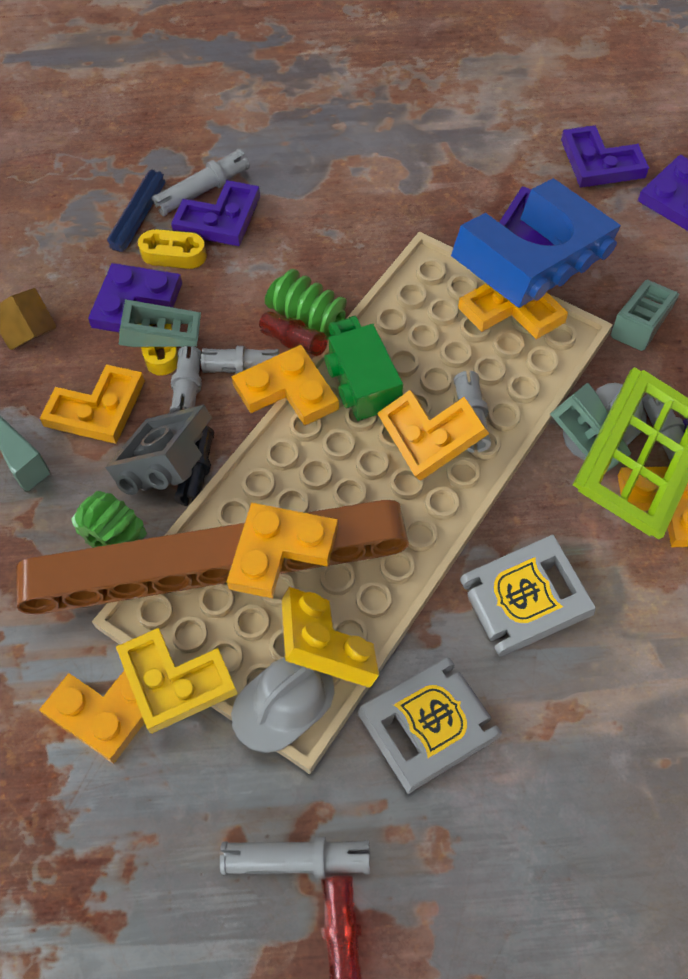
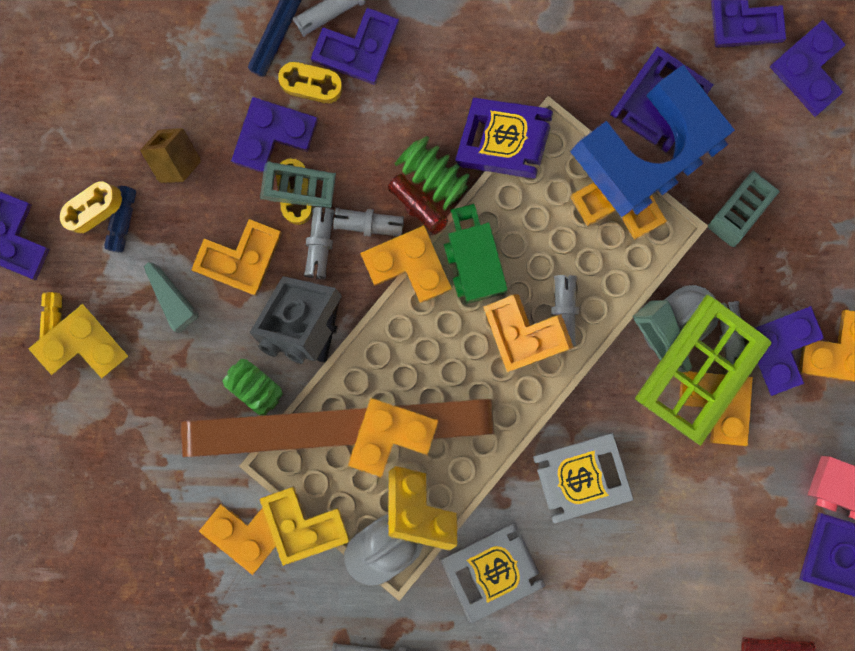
camera: 10 degrees right, 25 degrees up
(380, 264) = (509, 138): none -> dark purple container

